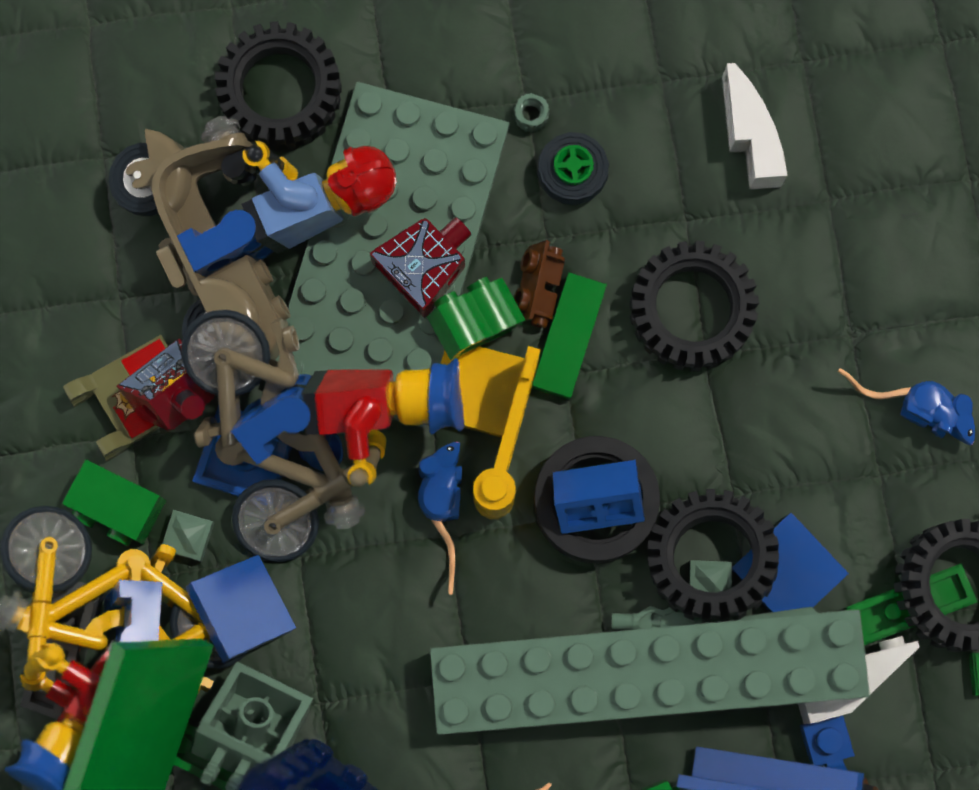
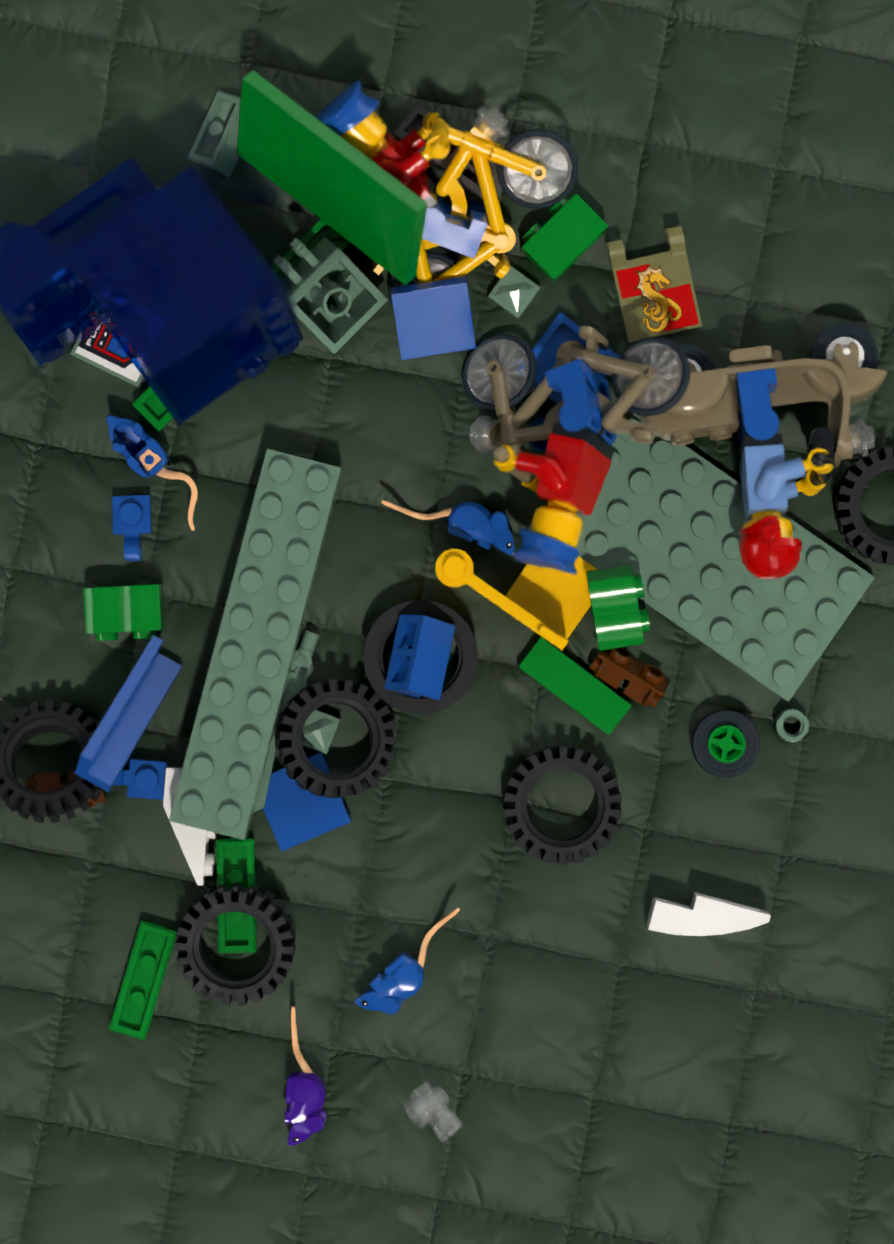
camera: 110 degrees right, 10 degrees up
(164, 391) = (644, 312): dark red torso -> none
(423, 261) = (681, 578): torso -> none

